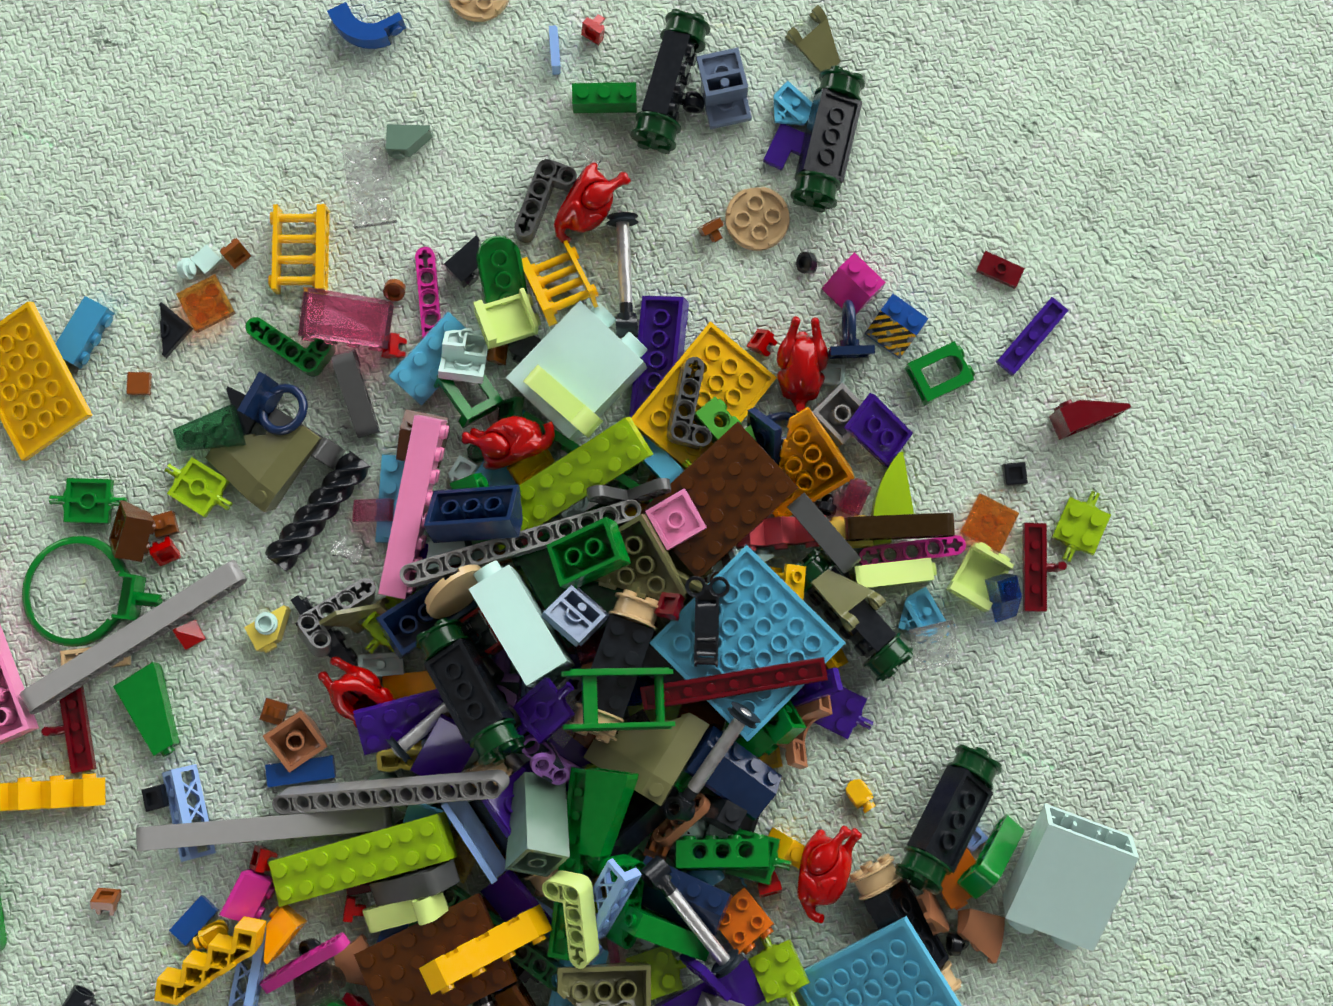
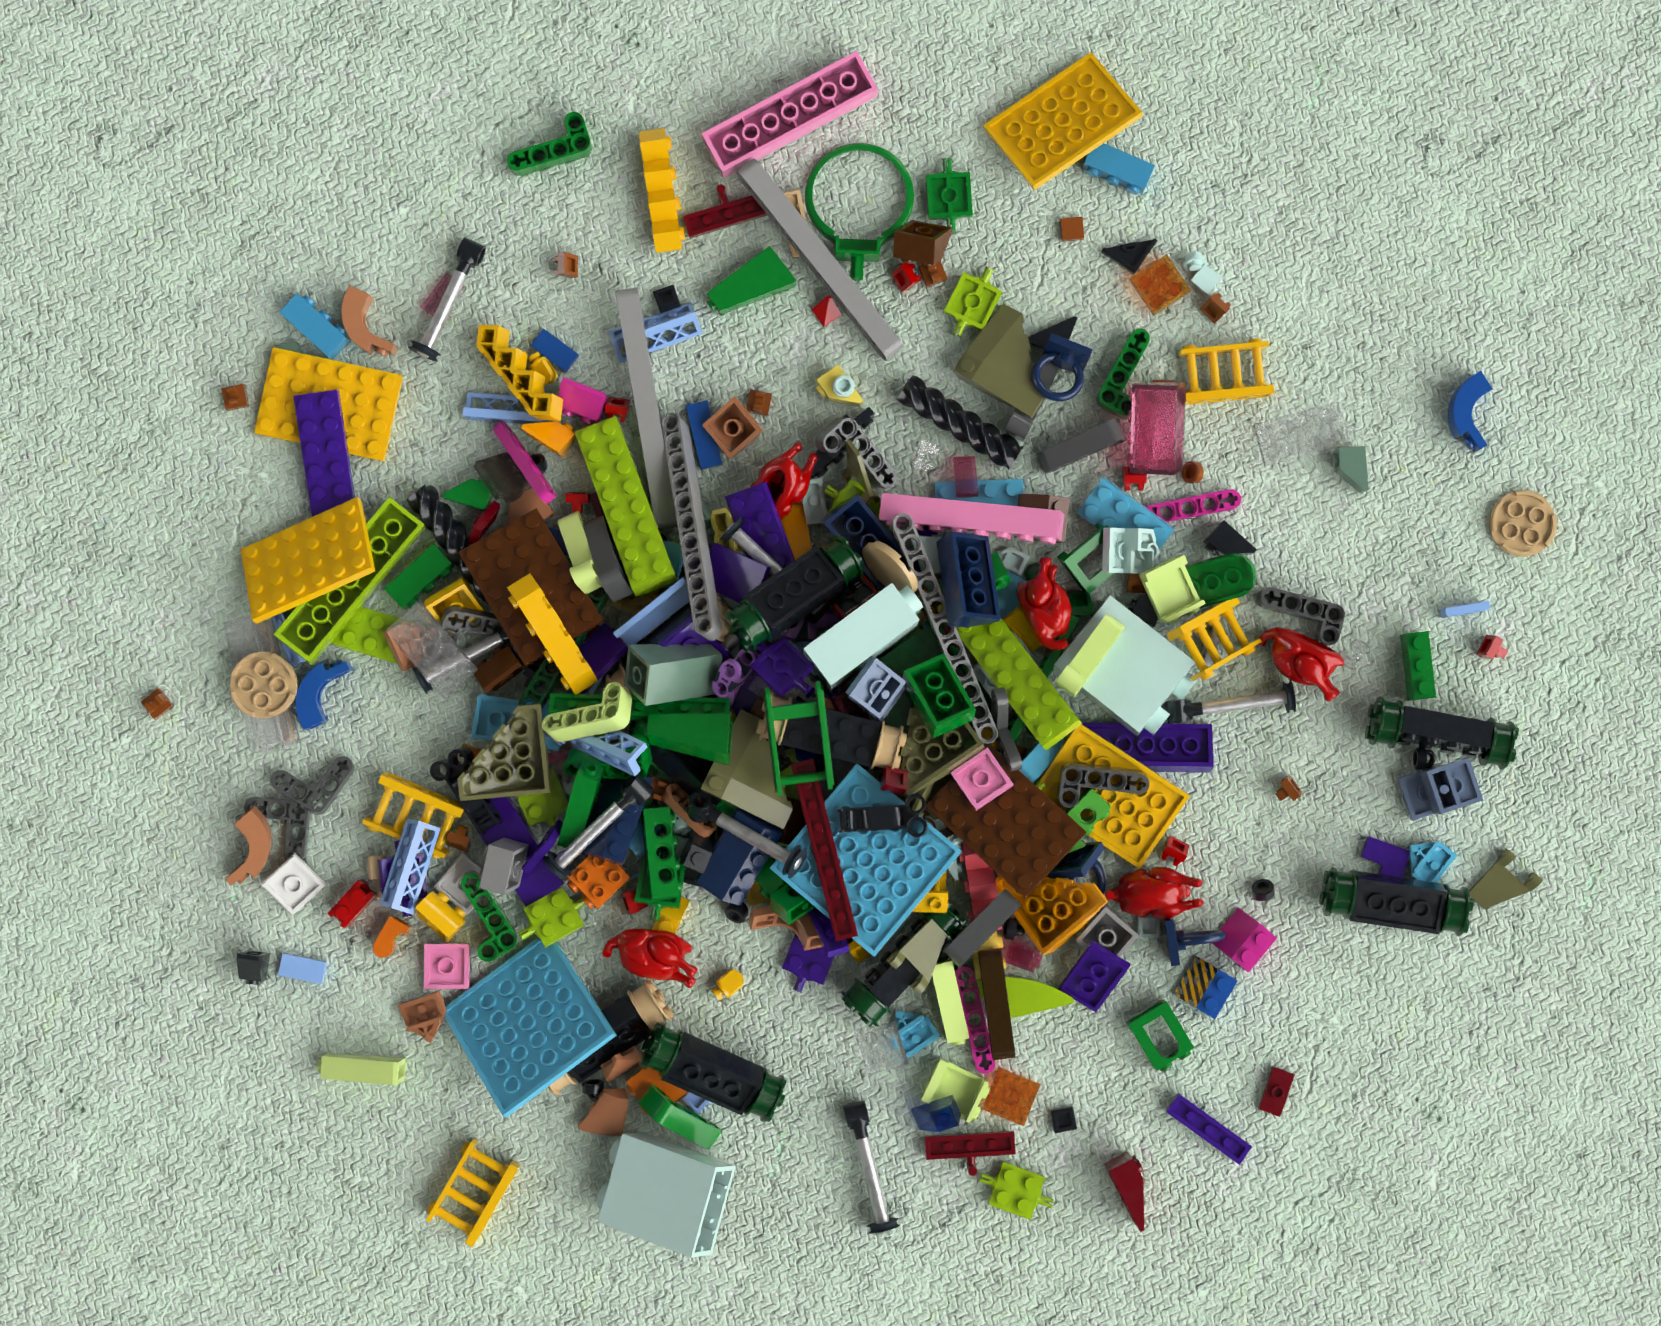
camera: 85 degrees right, 5 degrees up
(211, 431) = (1030, 308): clear green wing -> none
(757, 218) = (1305, 835): tan tile -> none
(789, 779) = (736, 912): none -> black tile
(1003, 675) = (858, 1119): none -> piece

